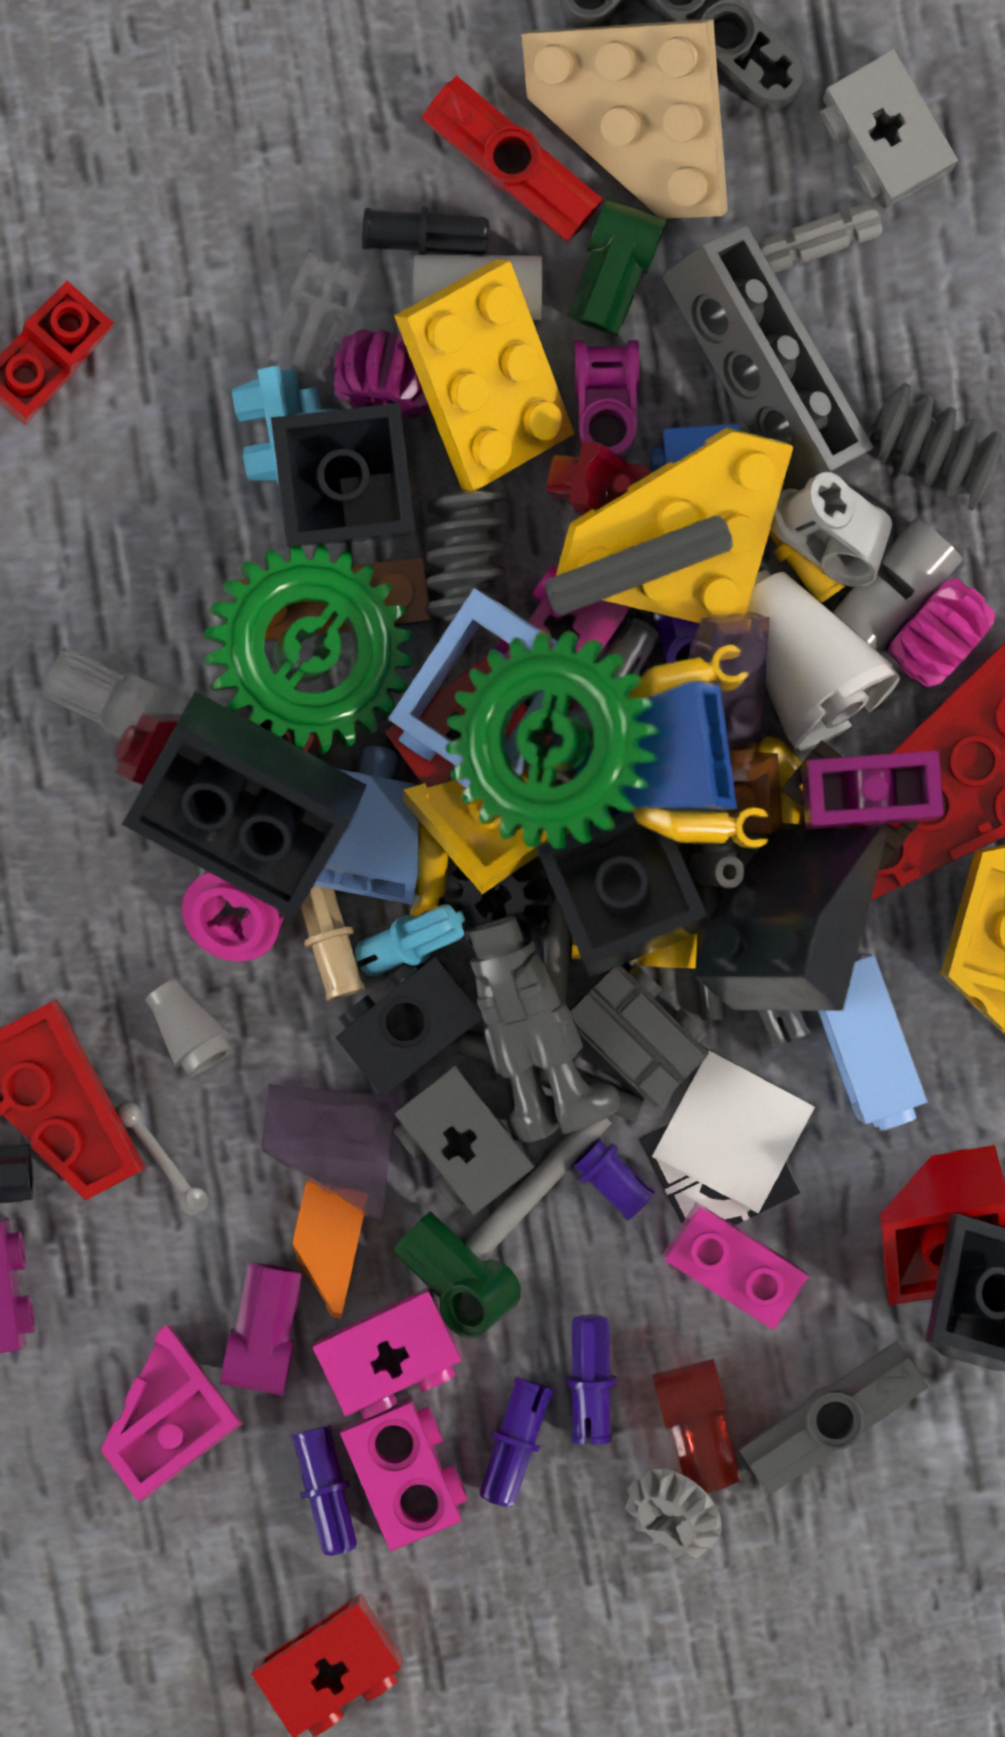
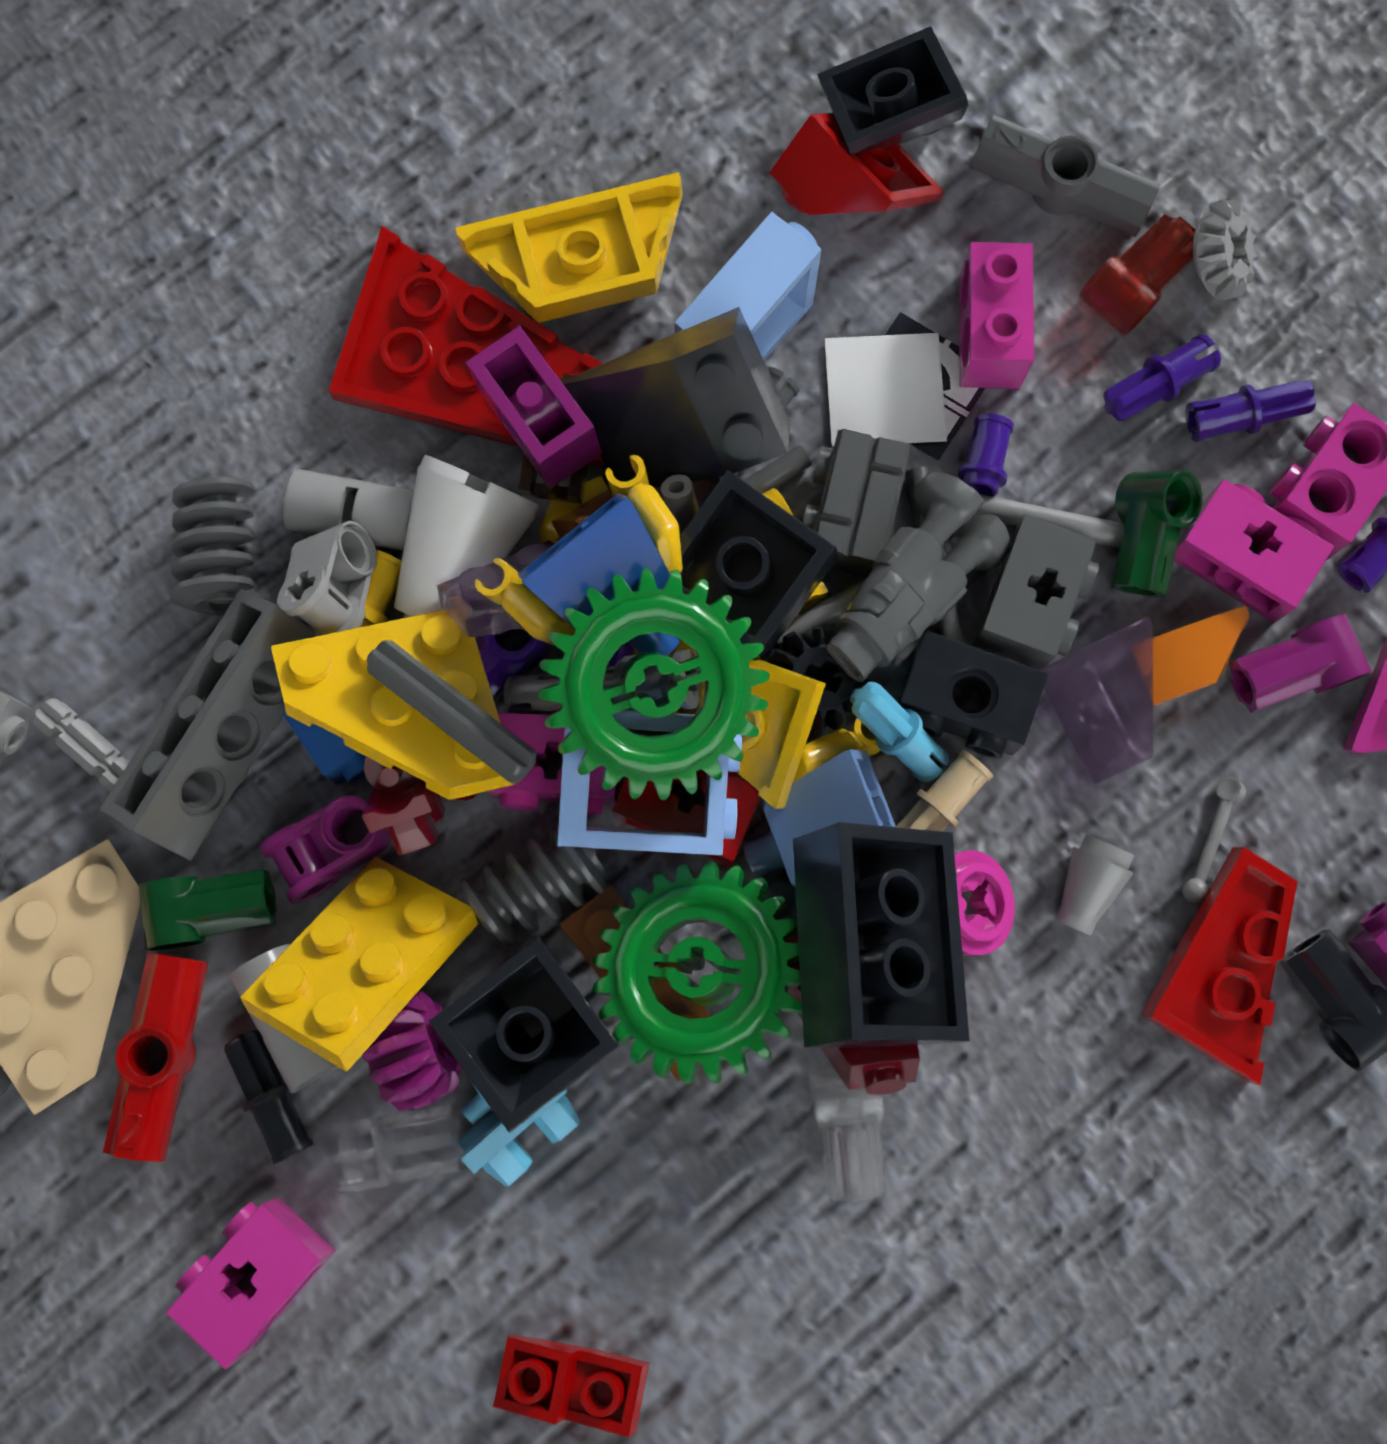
camera: 120 degrees left, 10 degrees down
(271, 102) = (219, 1309): none -> dark pink brick
(942, 633) = (369, 444): dark pink gear -> none

